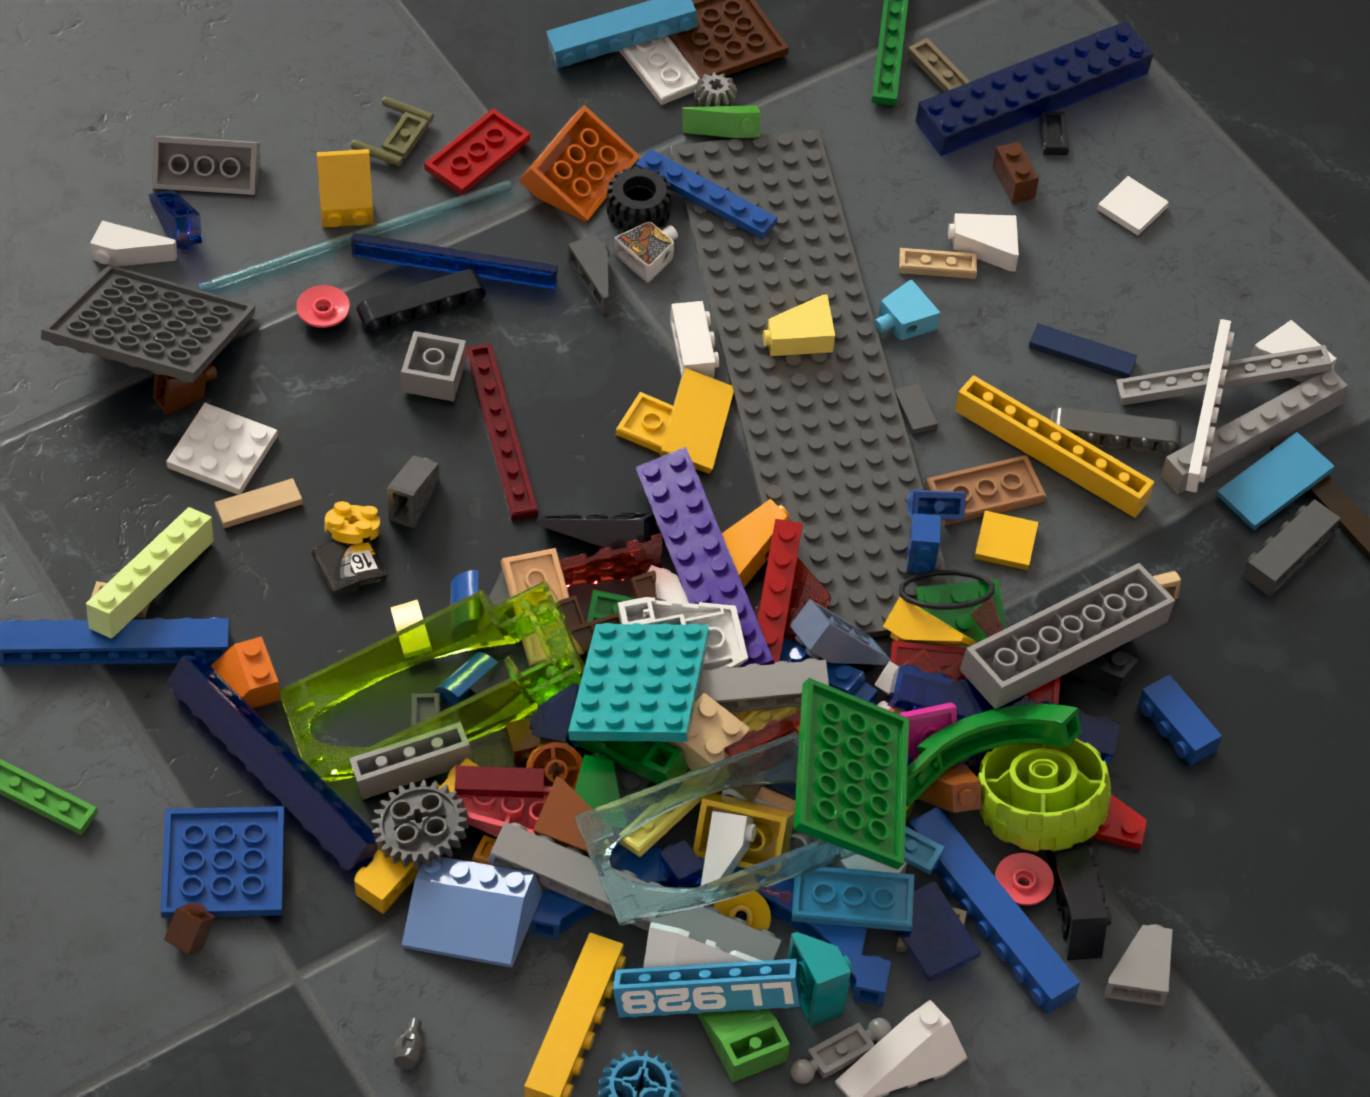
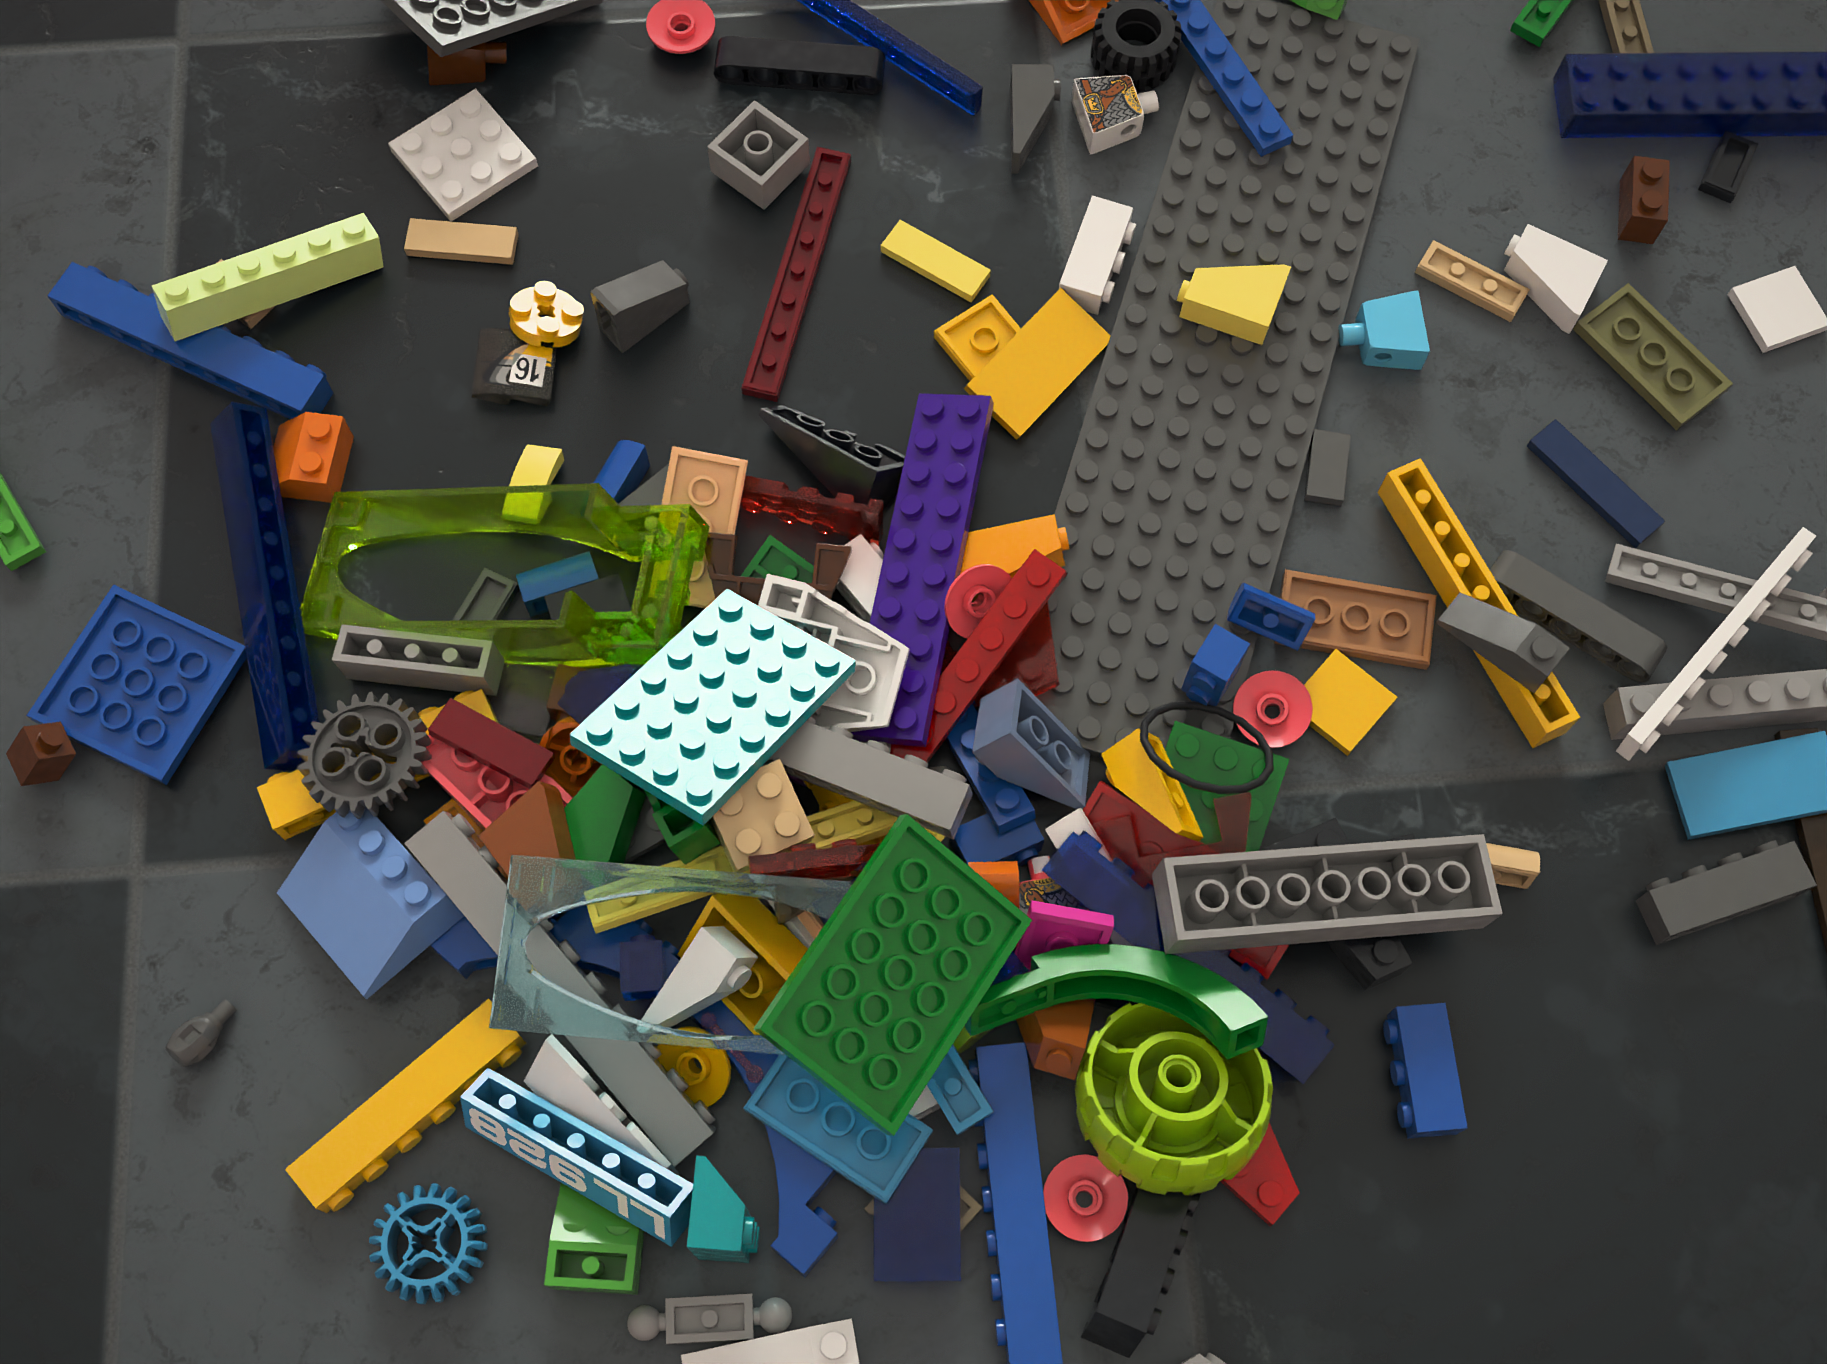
camera: 30 degrees right, 15 degrees up
(589, 387) = (935, 261): none -> light yellow tile
(752, 566) = (982, 579): none -> coral dish
(972, 549) = (1277, 690): none -> coral dish
(1074, 263) = (1652, 356): none -> olive plate
(1088, 454) = (1504, 639): none -> dark grey slope

